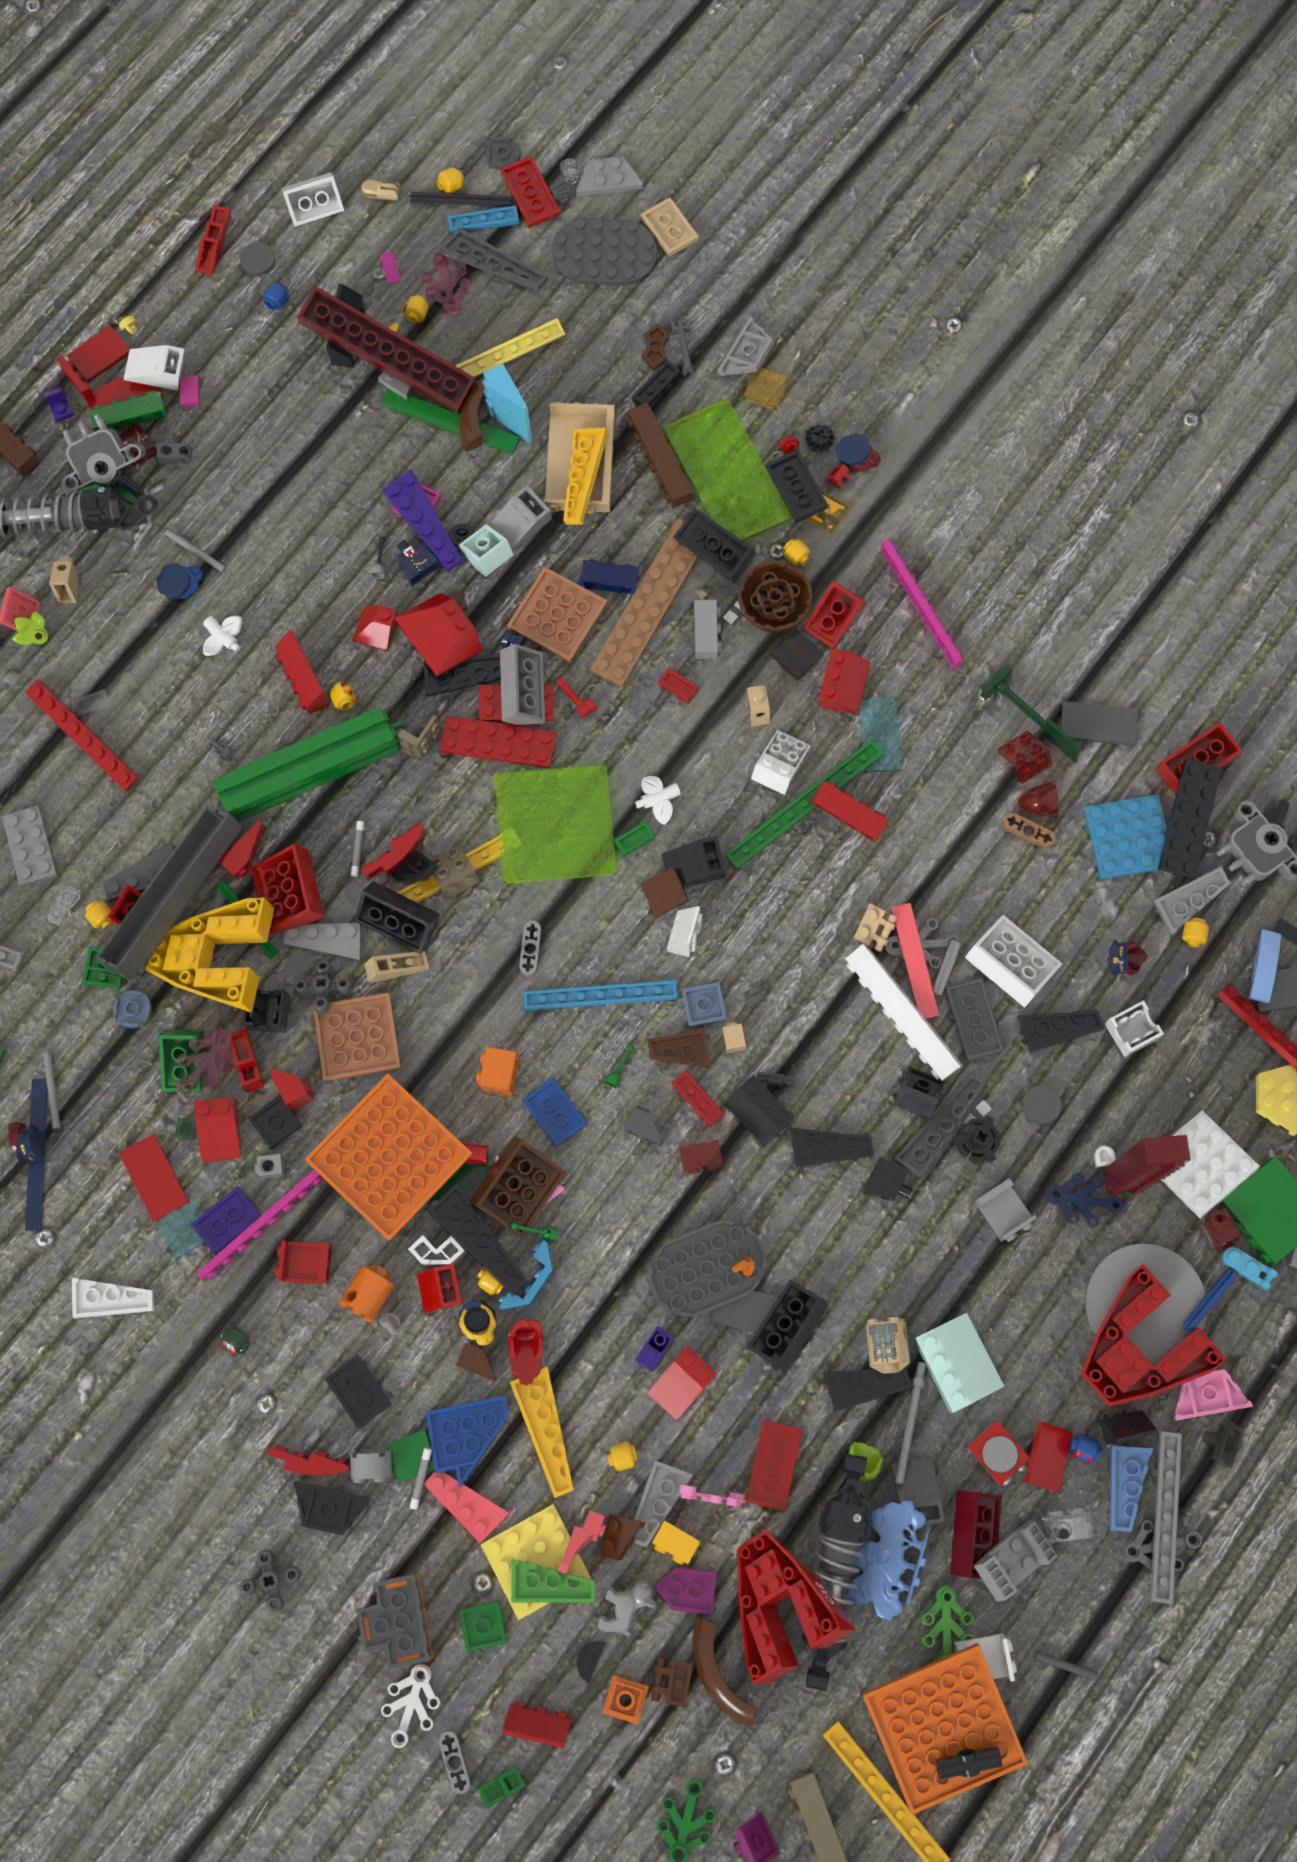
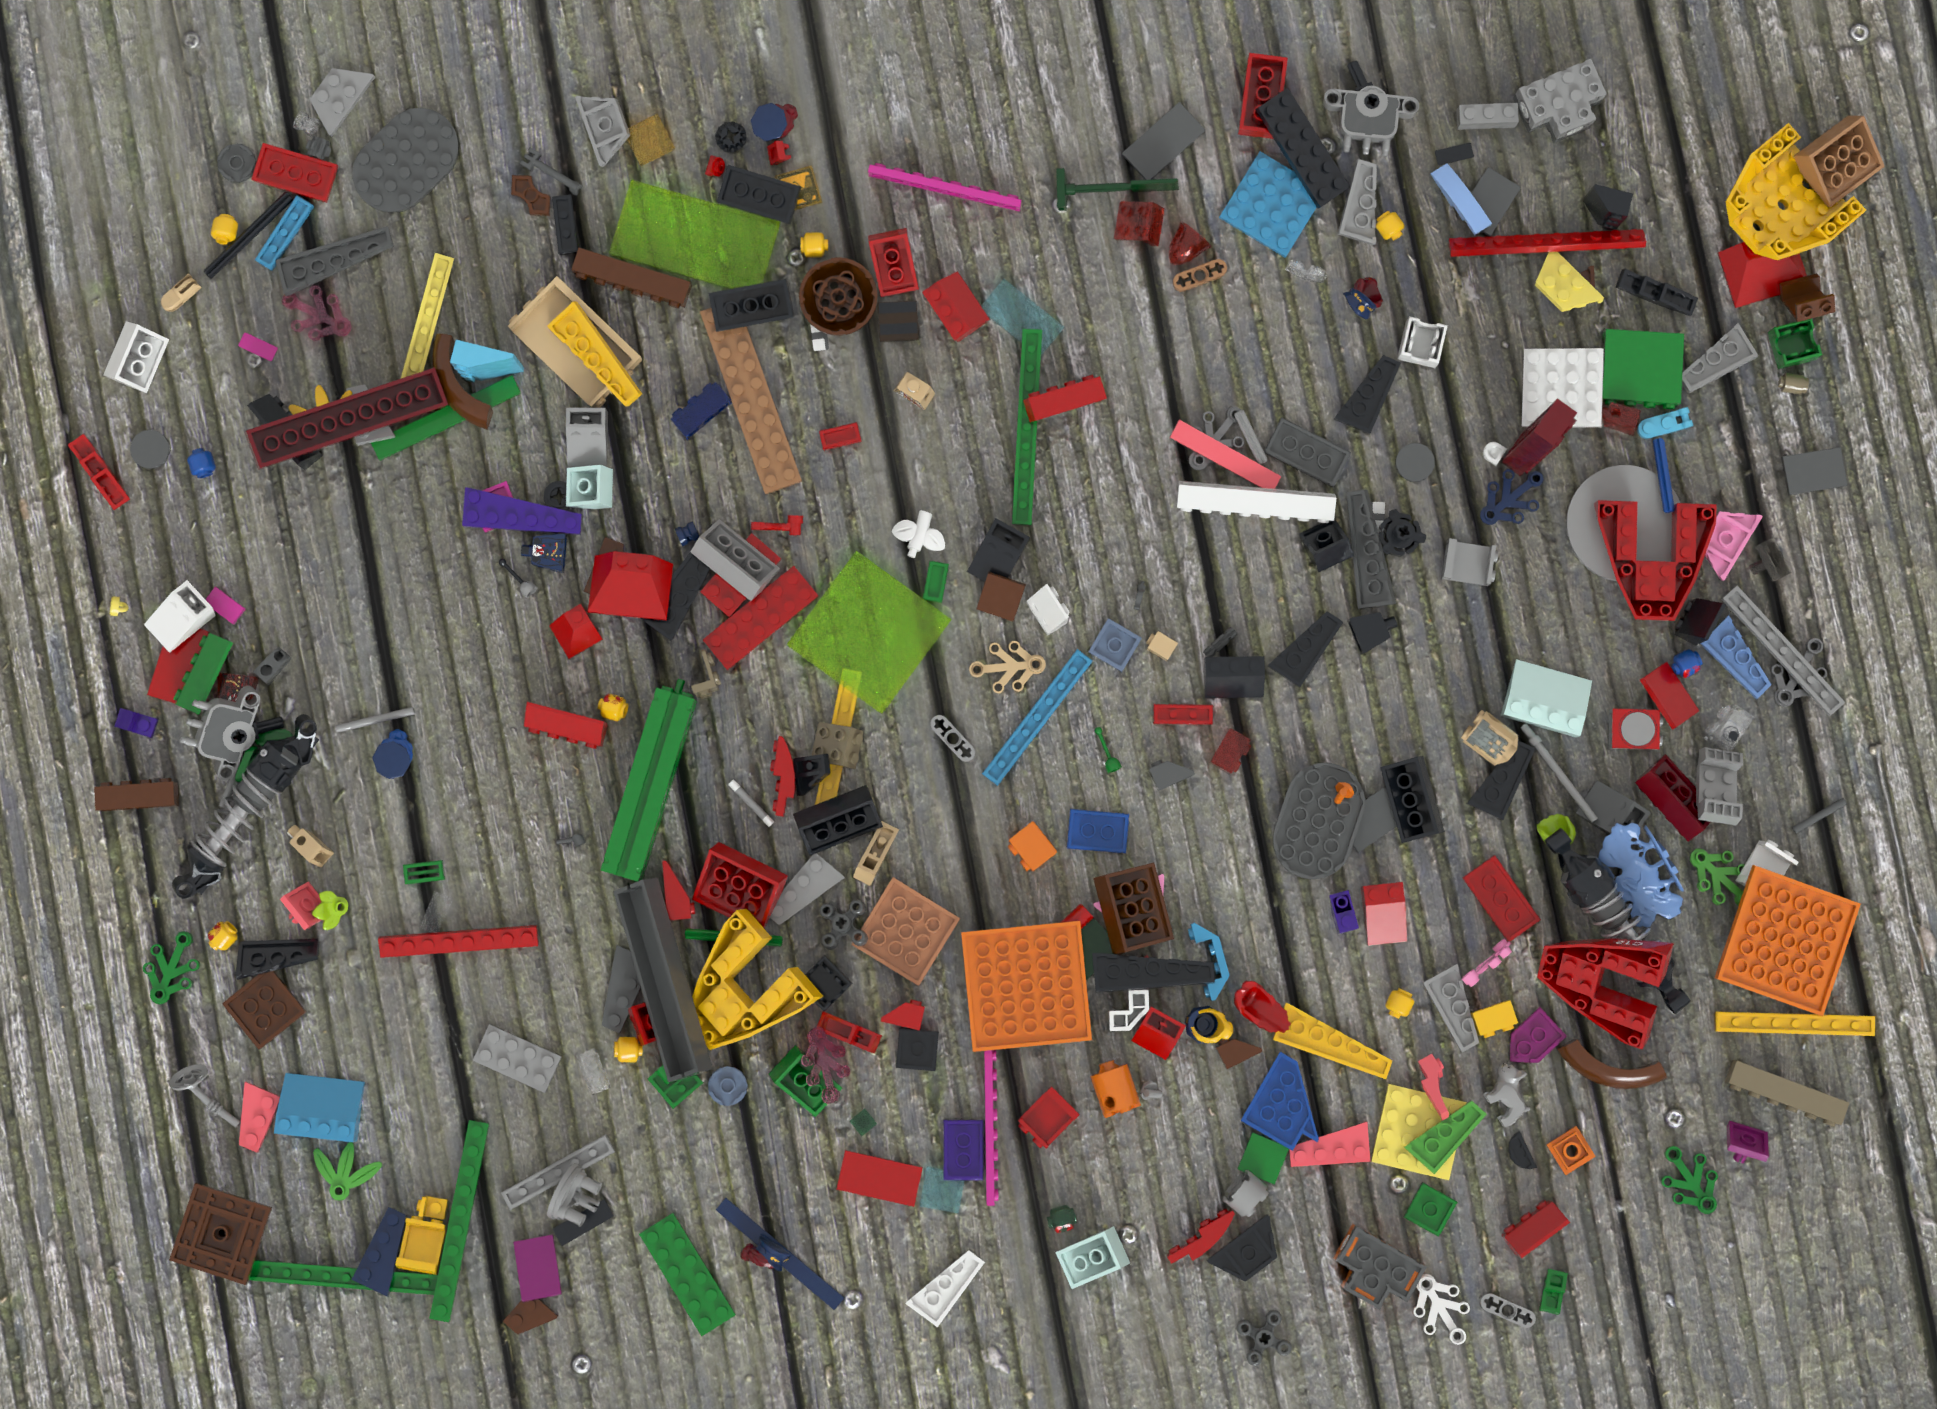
camera: 50 degrees left, 10 degrees up
(51, 1091) = (739, 1201): light grey bar -> none
(75, 378) = (129, 690): red plate -> none
(99, 354) = (120, 652): red tile -> none
(123, 681) = (441, 872): none -> green tile
(218, 1129) = (886, 1098): red slope -> none
(222, 635) = (471, 759): white plant -> none
(224, 1390) = (1093, 1257): none -> light aqua slope
(278, 1169) = (950, 1073): light grey brick -> none
(358, 1391) = (1181, 1158): black plate -> none
(415, 309) = (319, 359): yellow head -> none
(420, 1478) = (1286, 1165): light grey bar -> none
(488, 1283) = (1186, 993): yellow head -> none
(548, 1233) = (1188, 915): green hinge -> none
(557, 614) = (695, 479): nougat plate -> none
(619, 1536) = (1454, 1055): reddish brown wing -> none
(620, 944) = (1010, 666): none -> tan plant
(669, 227) = (433, 88): tan plate -> none
(678, 1682) = (1592, 1102): reddish brown plate -> none
(681, 1048) = (1135, 692): reddish brown wing -> none
(706, 629) = (814, 373): light grey brick -> none
(780, 762) = (975, 414): white slope -> none
(871, 925) = (1168, 464): tan plate -> none
(968, 1763) = (1825, 945): black piece -> none
(1013, 960) = (1290, 381): white slope -> none

